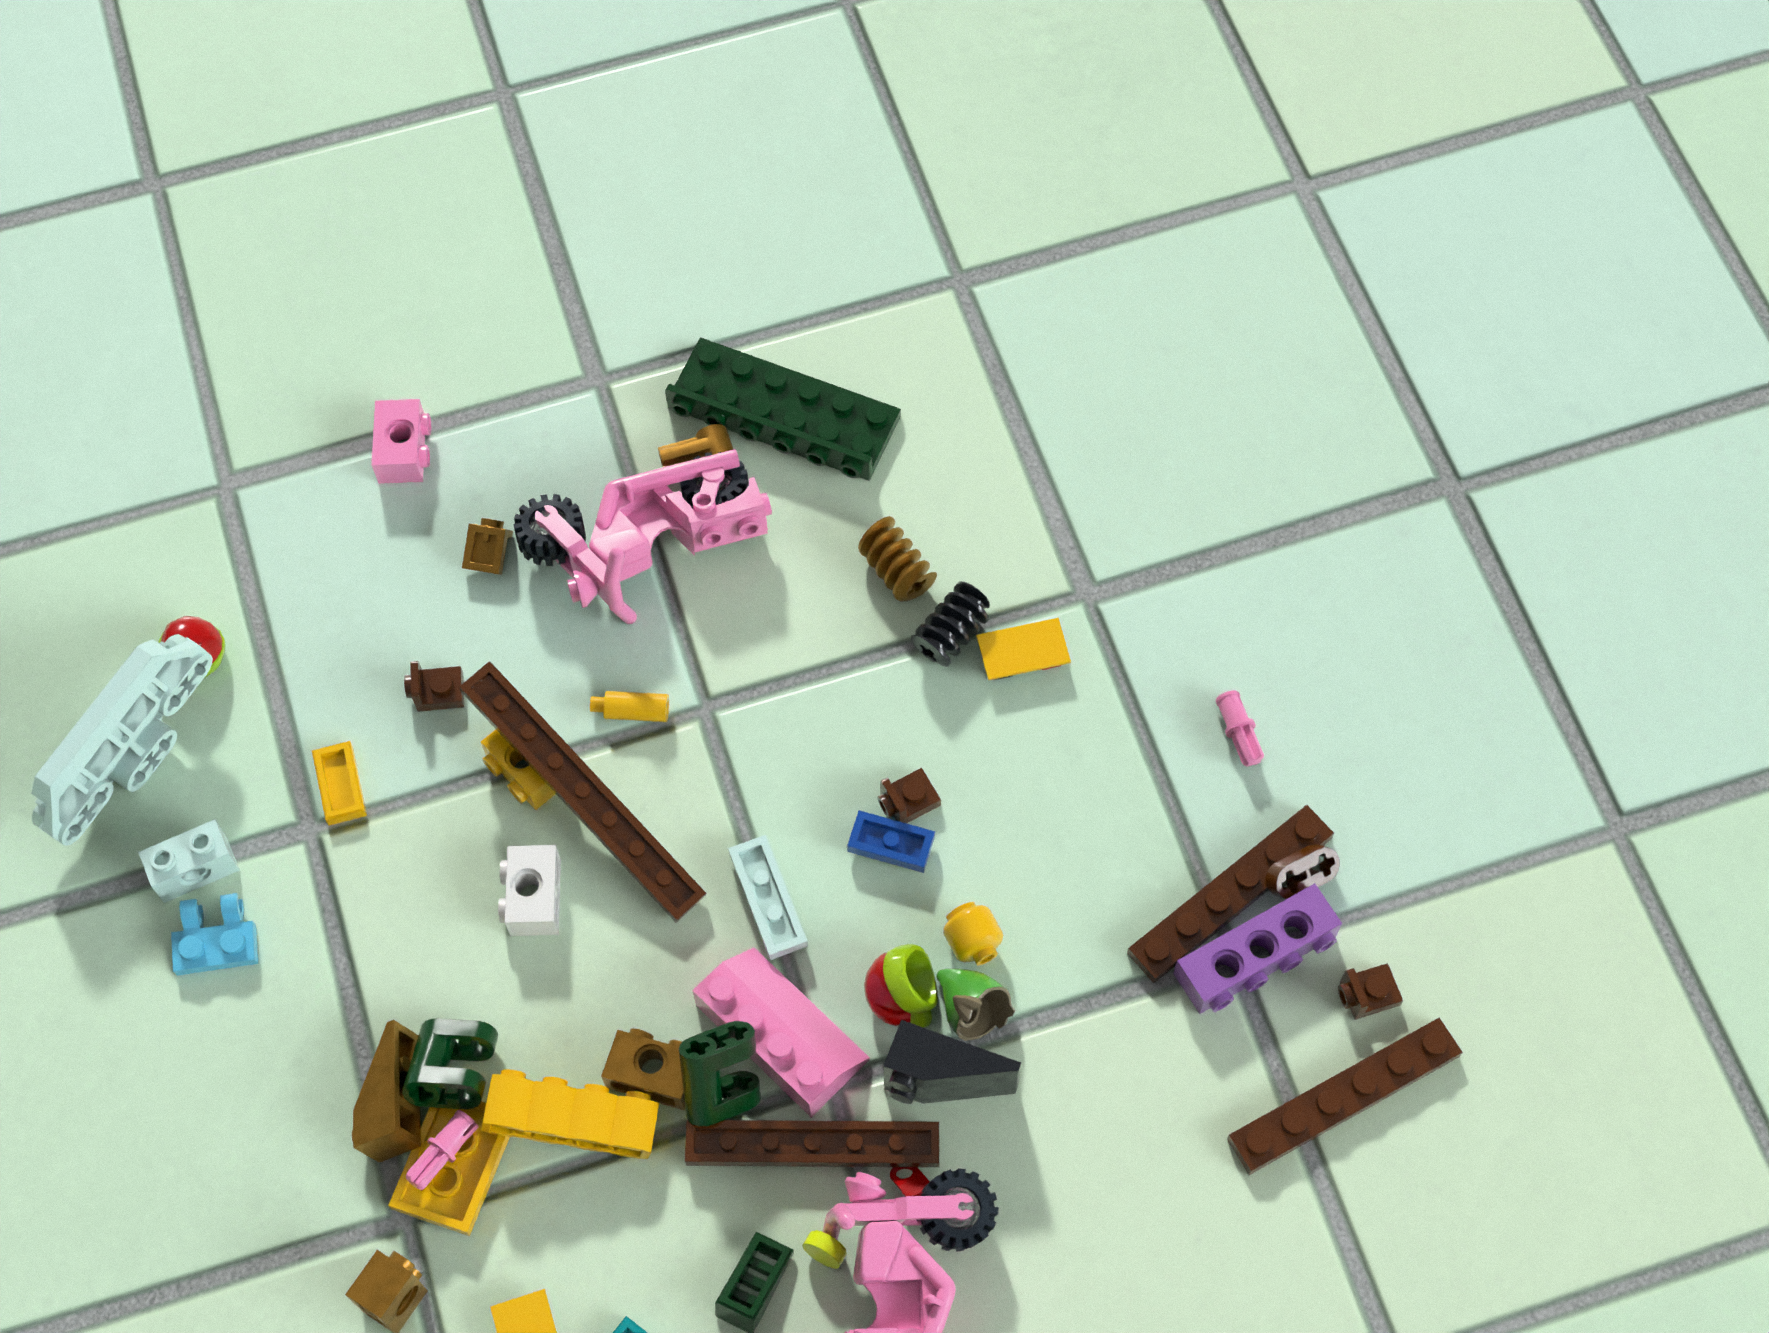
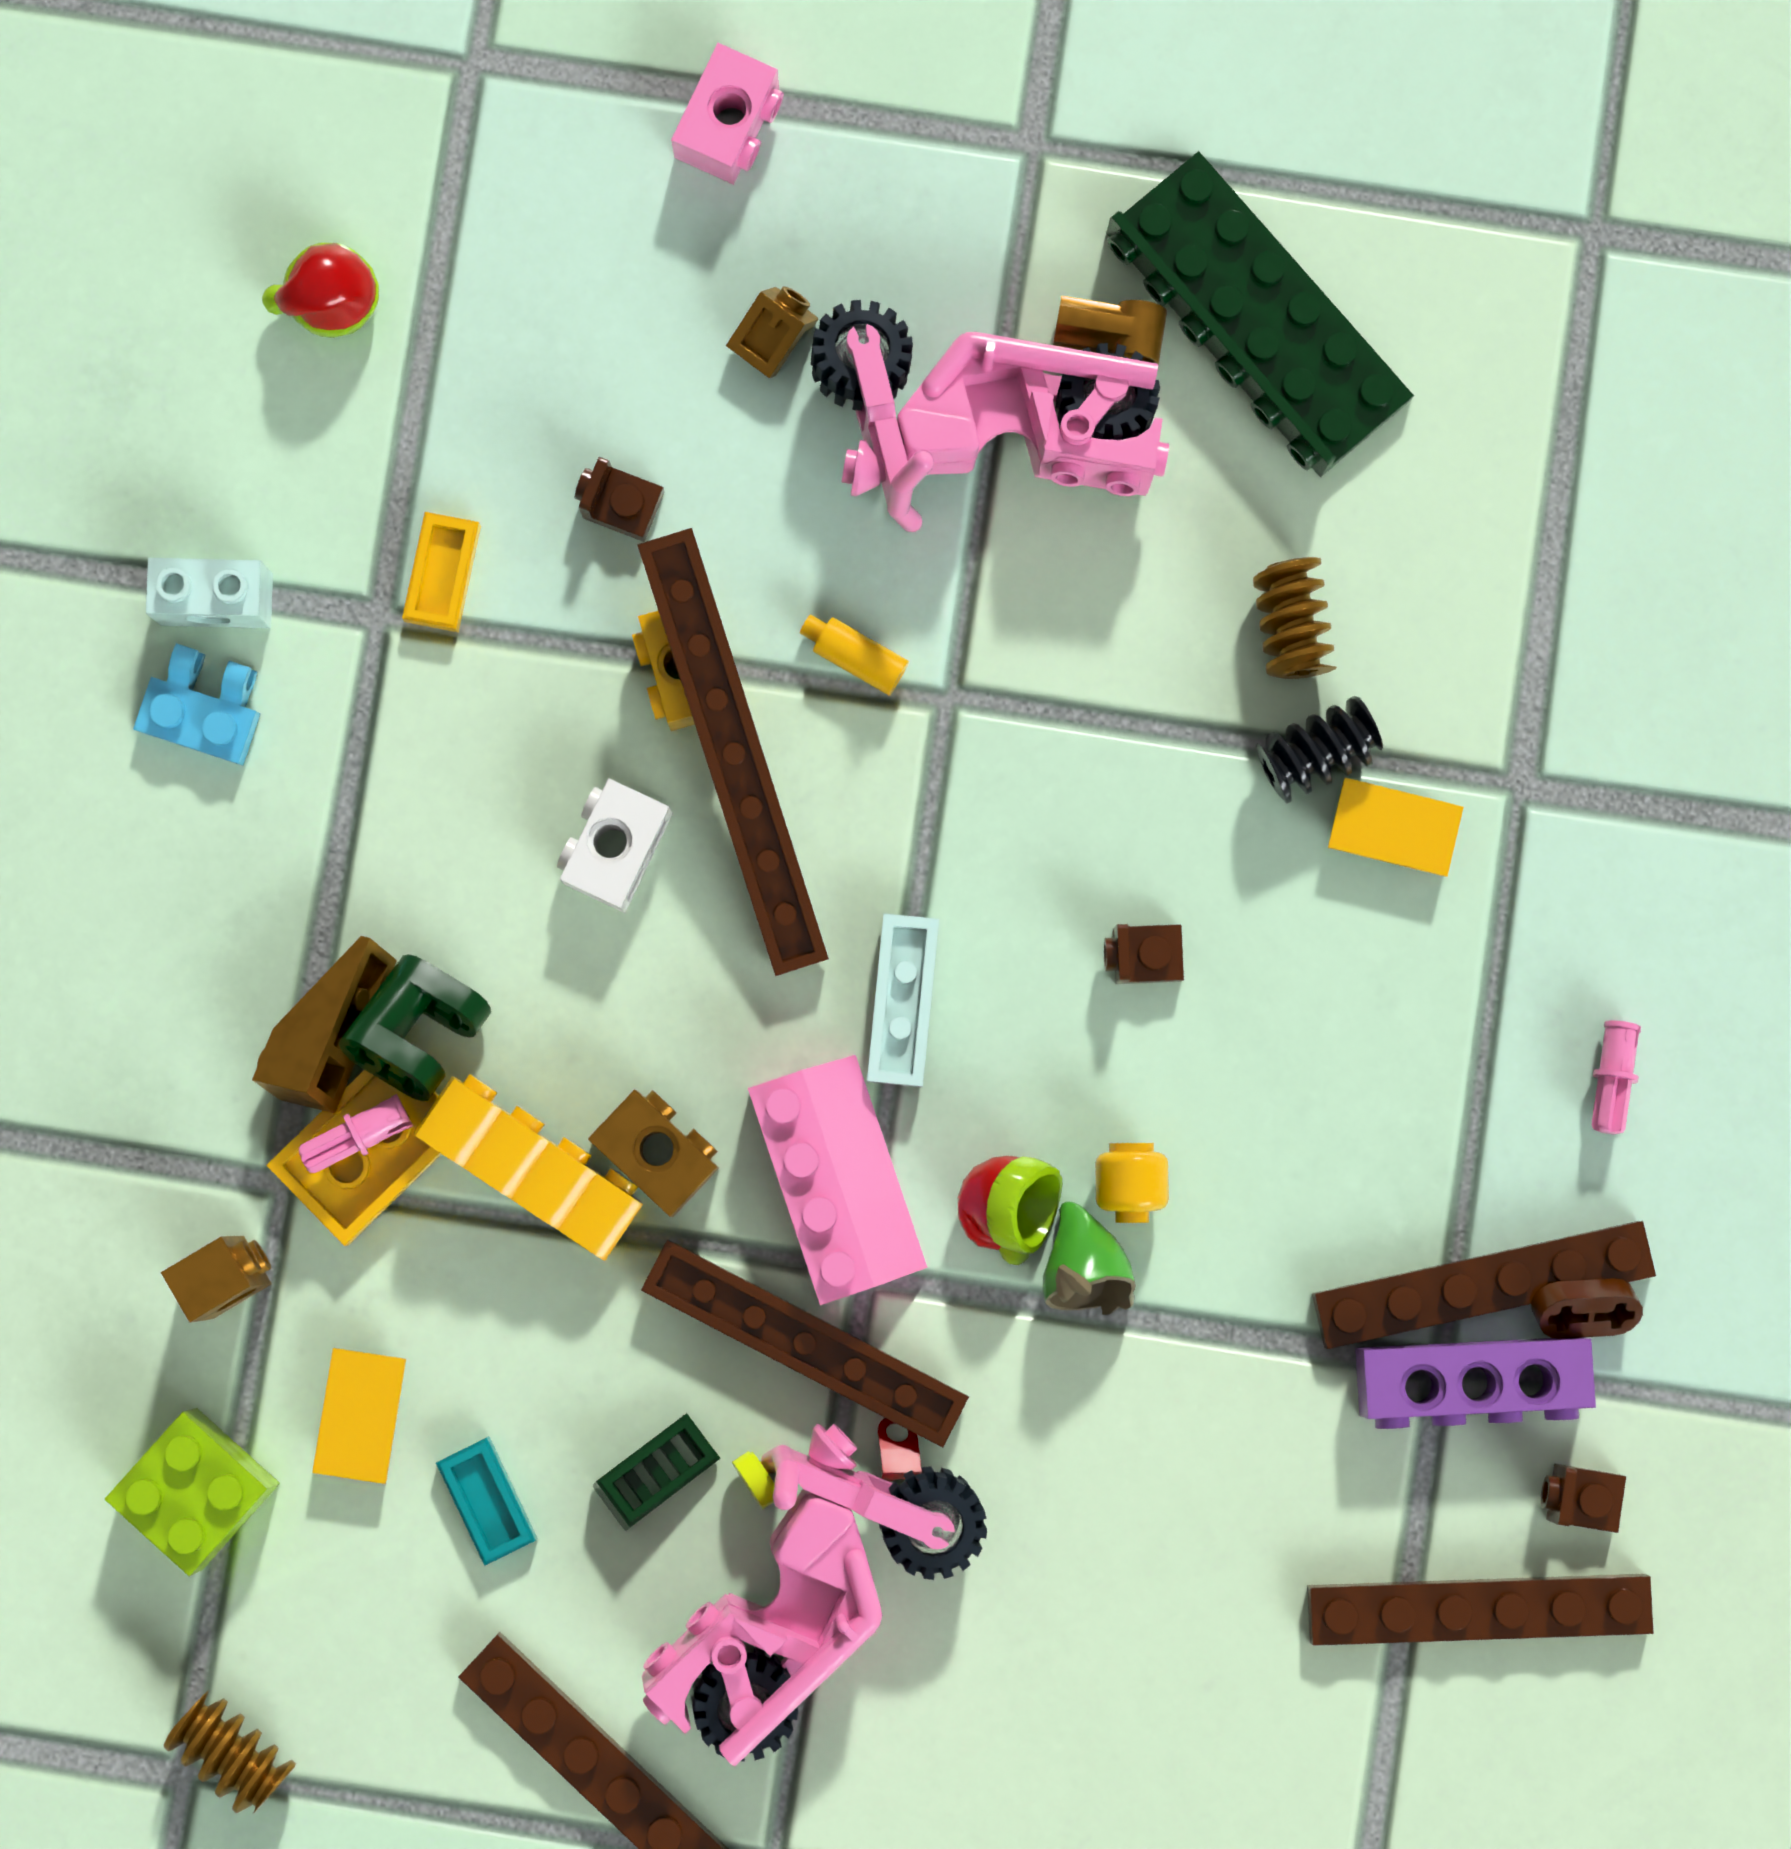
camera: 20 degrees right, 20 degrees up
(118, 736) = (185, 388): light aqua connector -> none
(700, 1065) = (712, 1205): dark green connector -> none
(891, 841) = (1092, 1004): blue plate -> none
(941, 1068) = (995, 1335): black slope -> none

